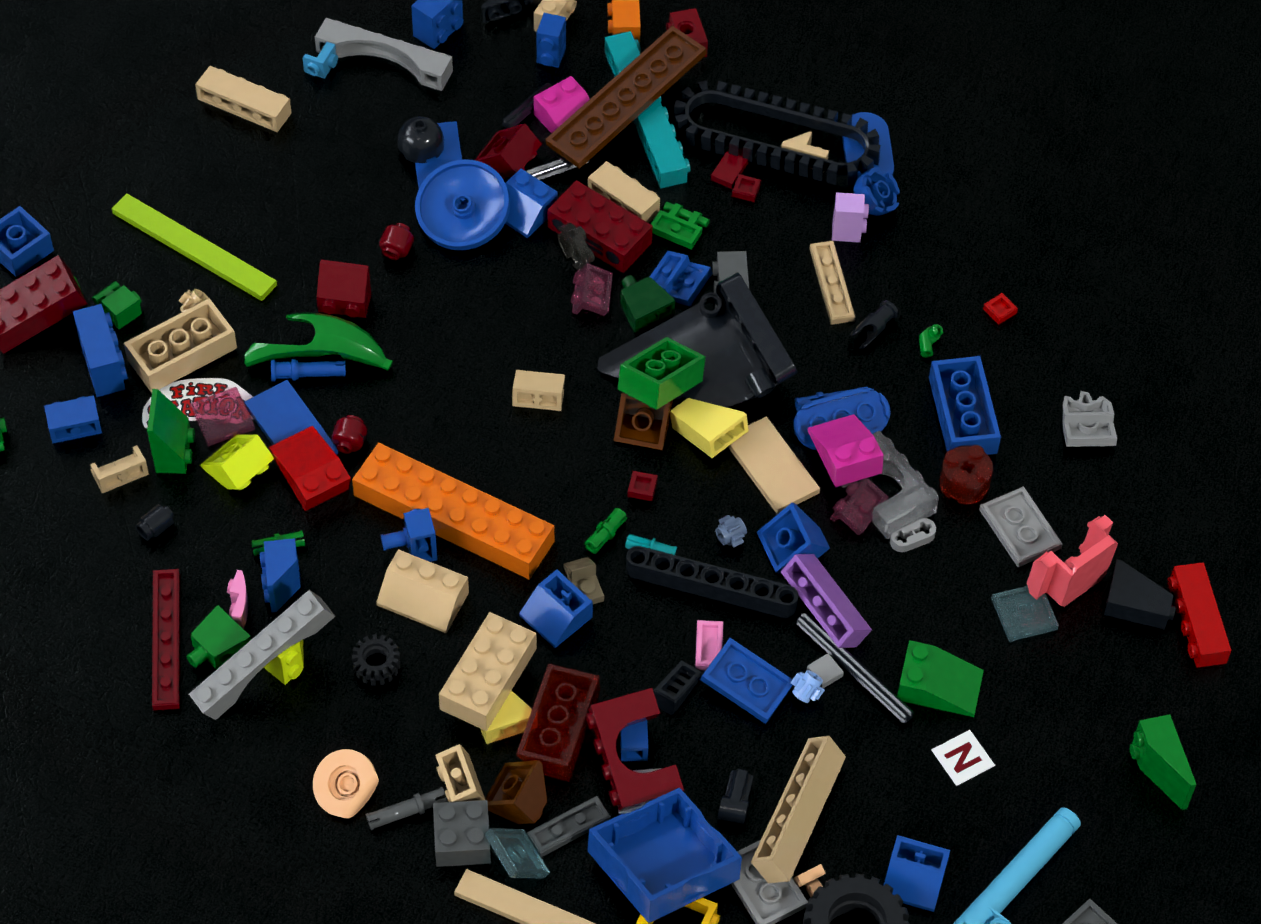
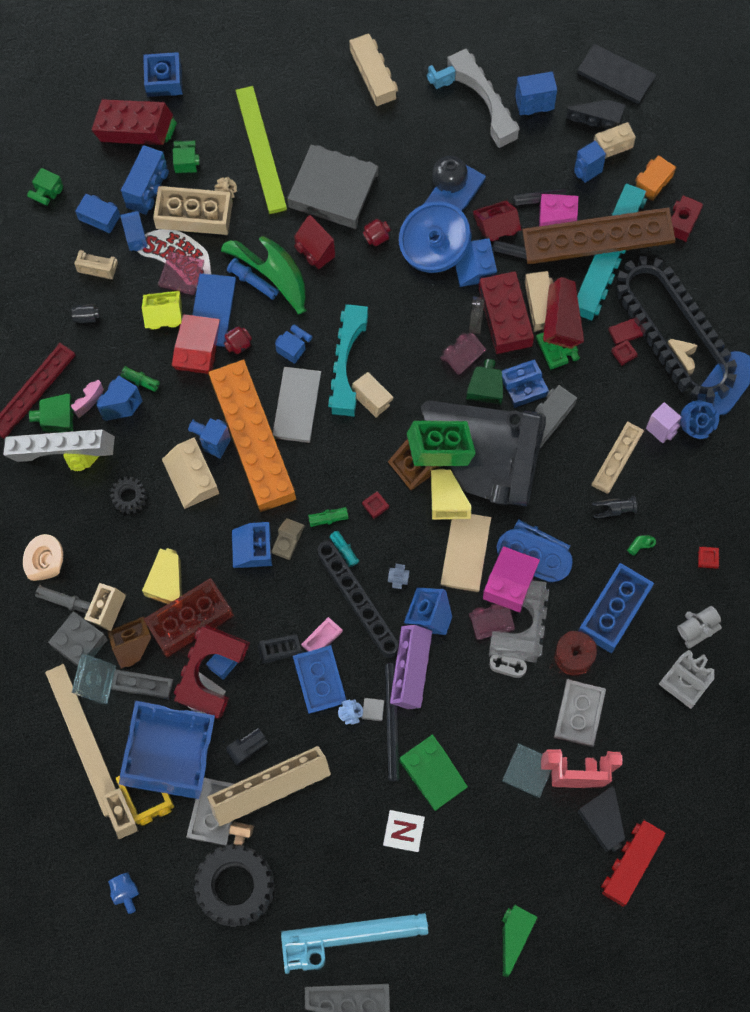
camera: 45 degrees right, 15 degrees up
(132, 405) = (134, 231): none -> blue slope
(169, 435) = (132, 263): green slope -> none
(309, 227) = (332, 186): none -> dark grey panel
(410, 400) = (291, 345): none -> blue brick
(469, 451) = (296, 404): none -> light grey tile
(487, 671) = (170, 555): tan brick -> none
(513, 412) = (354, 322): none -> teal arch
(662, 186) = (563, 315): none -> dark red slope
(917, 872) = (301, 881): blue slope -> none
(1053, 369) = (699, 626): none -> light grey pin

